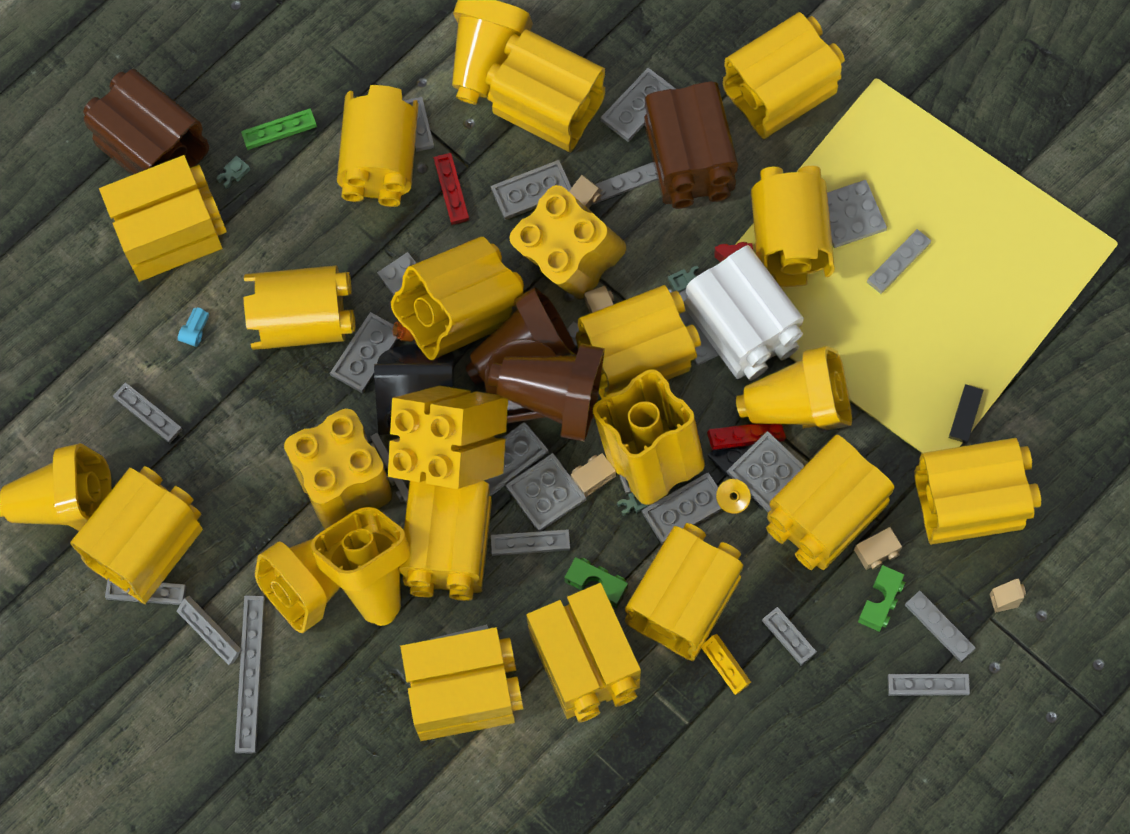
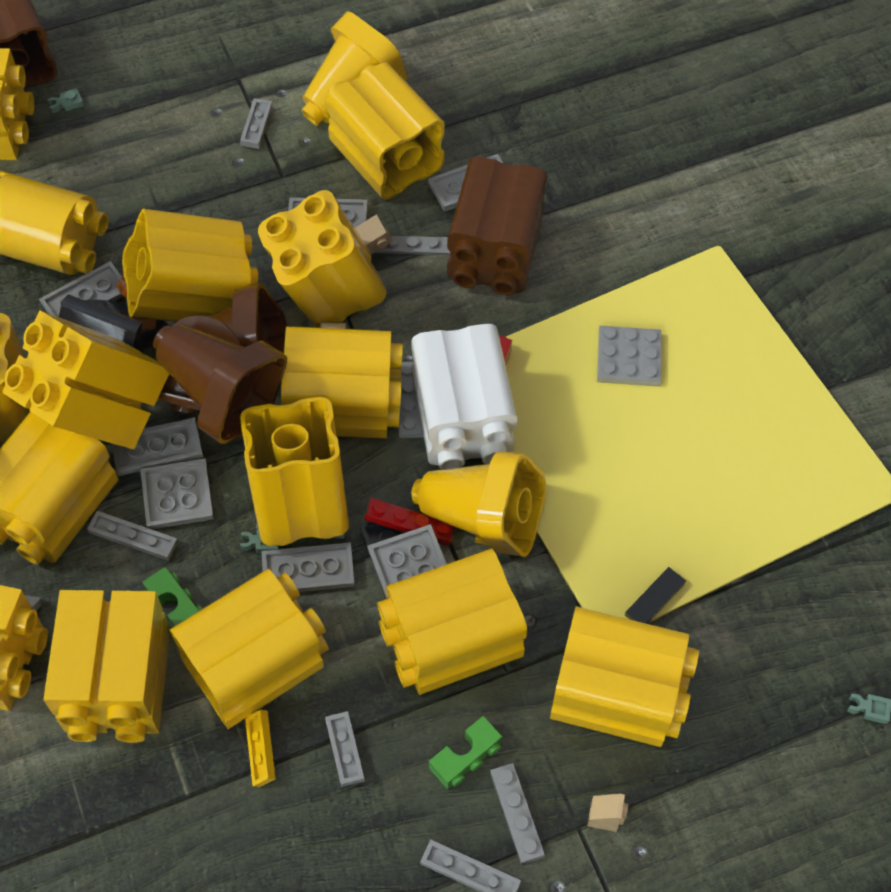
camera: 20 degrees right, 10 degrees down
(278, 129) = (128, 81): bright green plate -> none
(377, 146) = (198, 117): yellow brick -> none
(451, 188) = (252, 187): red plate -> none
(593, 474) = (231, 497): tan brick -> none
(725, 498) = (353, 575): yellow piece -> none
(783, 74) = (623, 199): yellow brick -> none
(792, 224) = (558, 334): yellow brick -> none
(878, 548) = (489, 698): tan brick -> none
(898, 261) = (657, 419): light grey plate -> none

